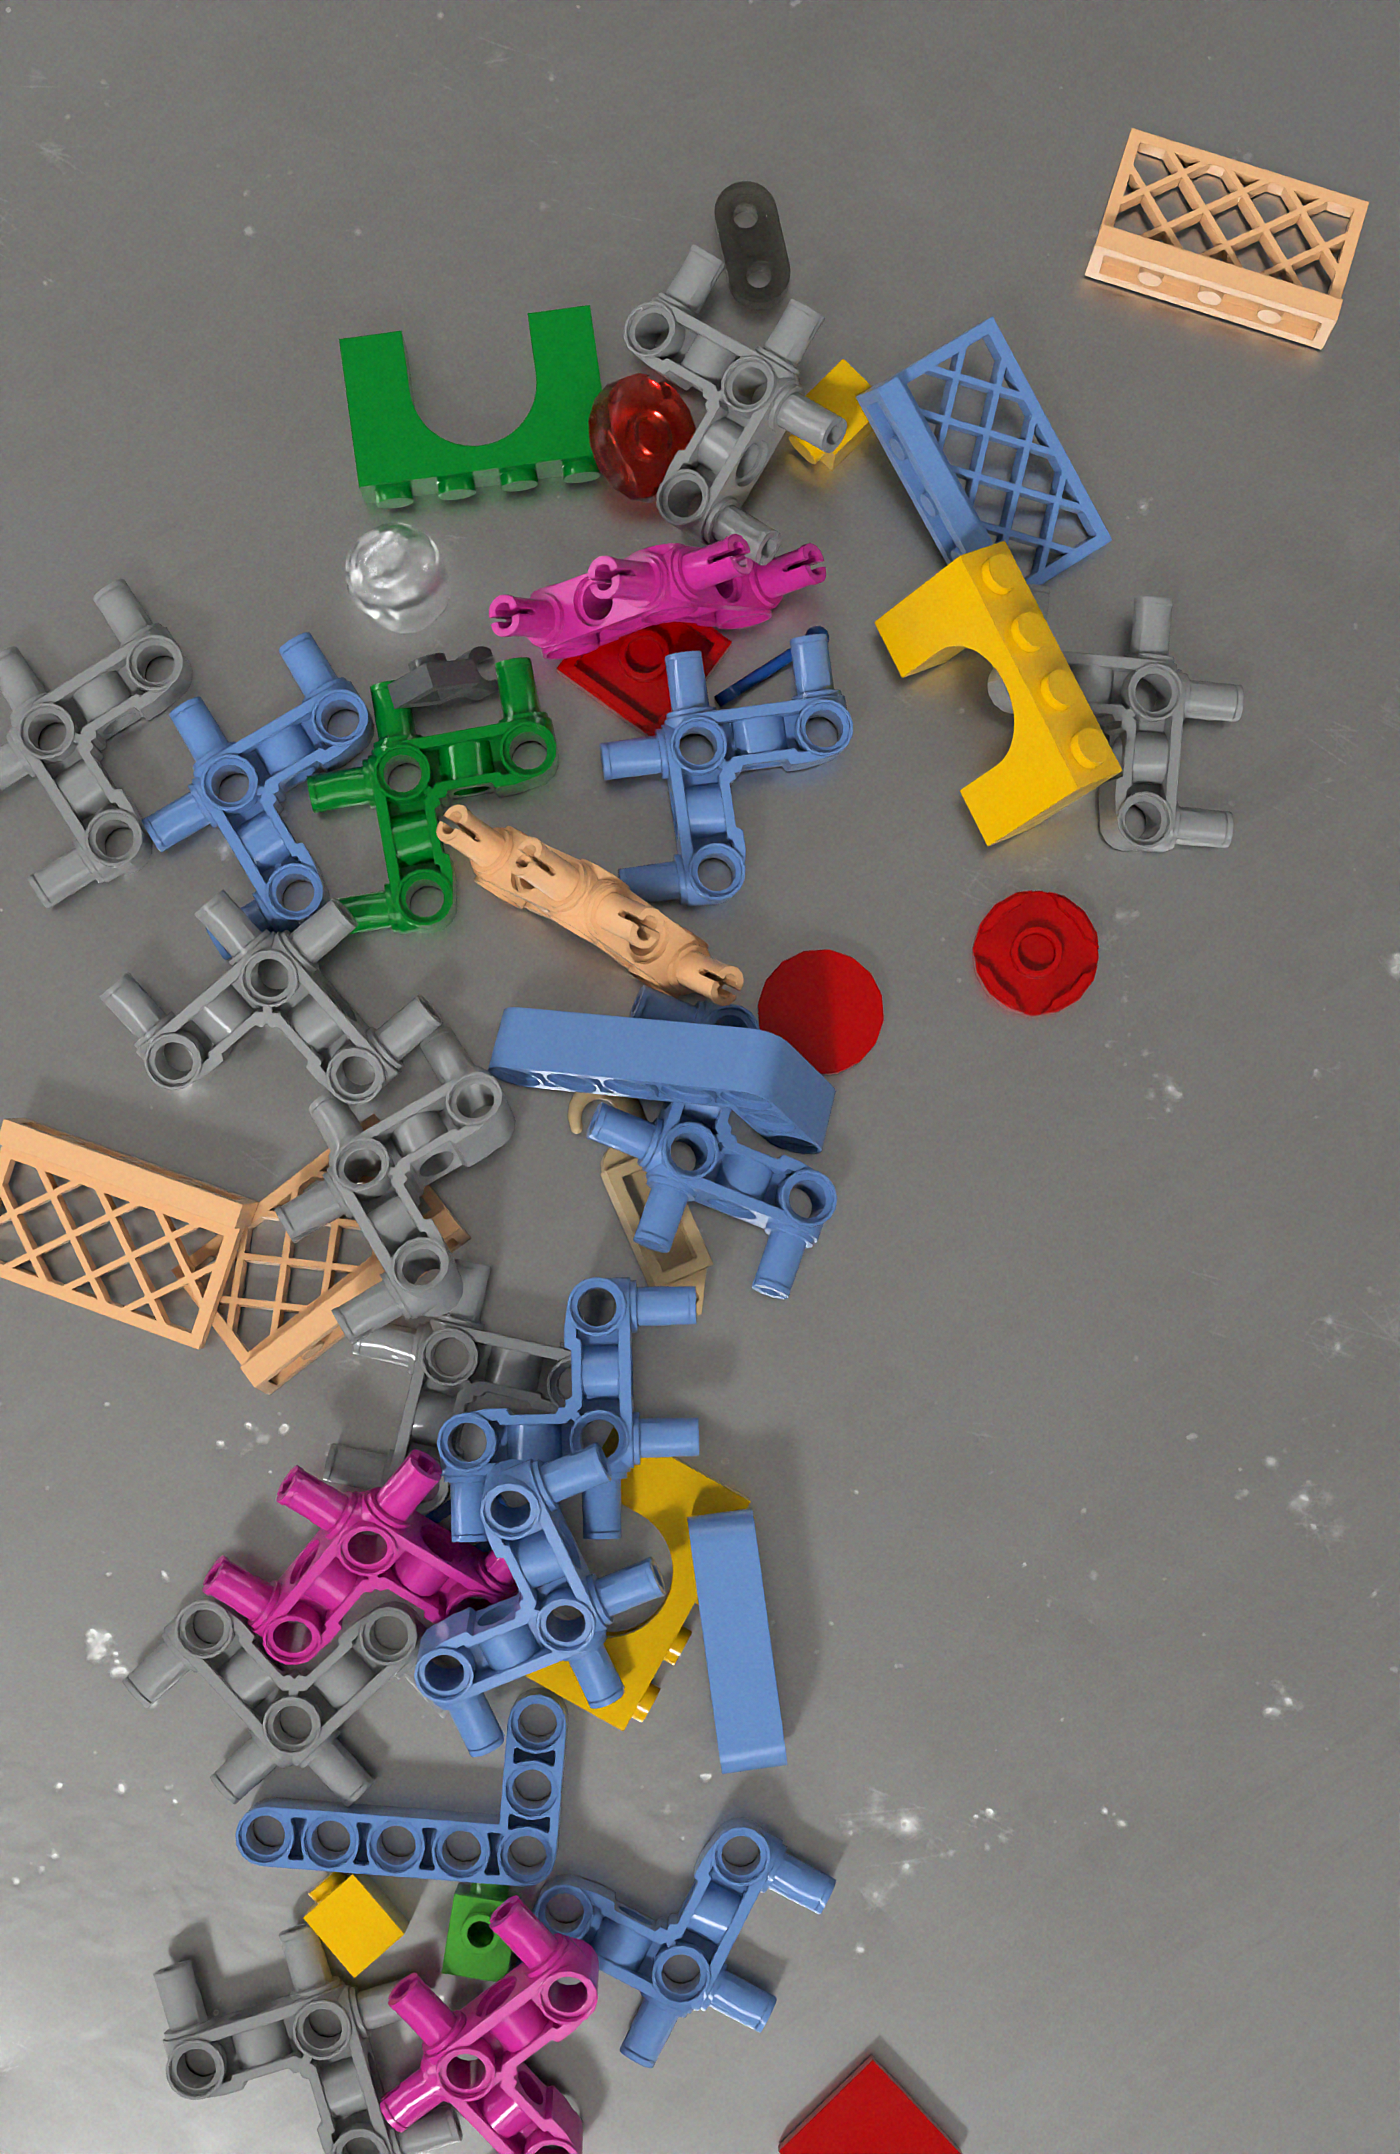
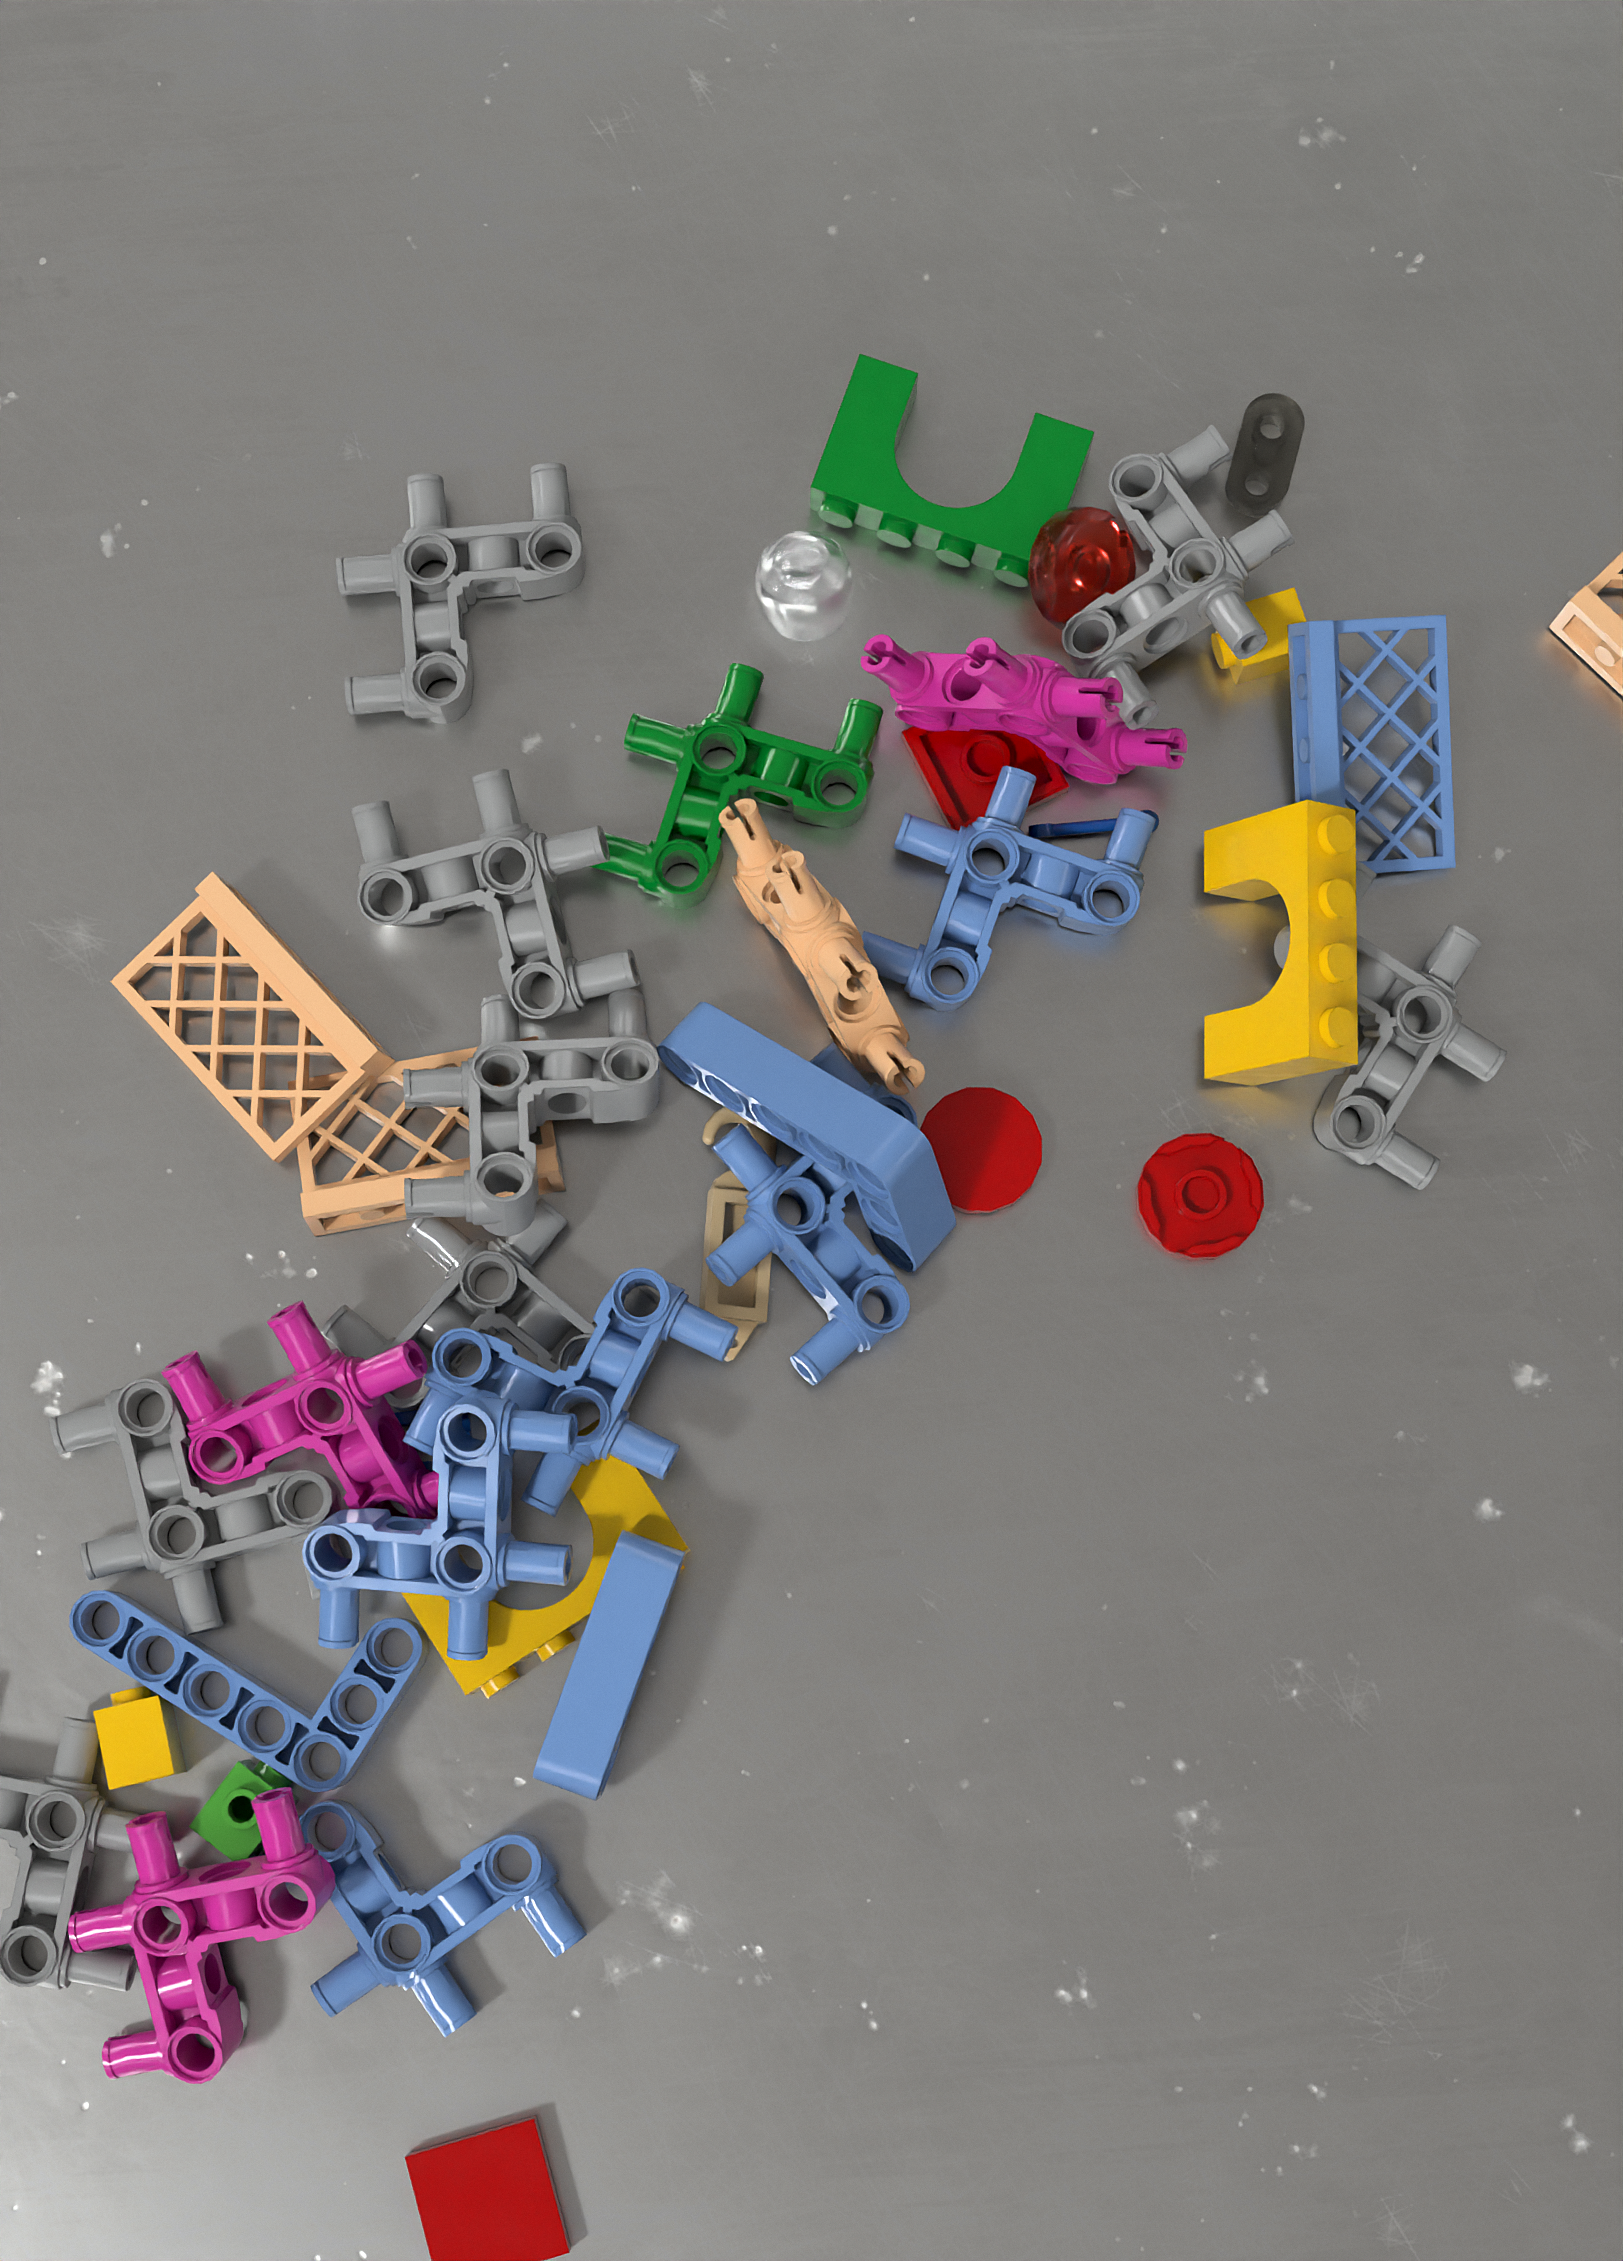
camera: 30 degrees right, 5 degrees down
(275, 762) = (612, 690): medium blue pin -> none
(436, 680) = (793, 688): dark grey plate -> none

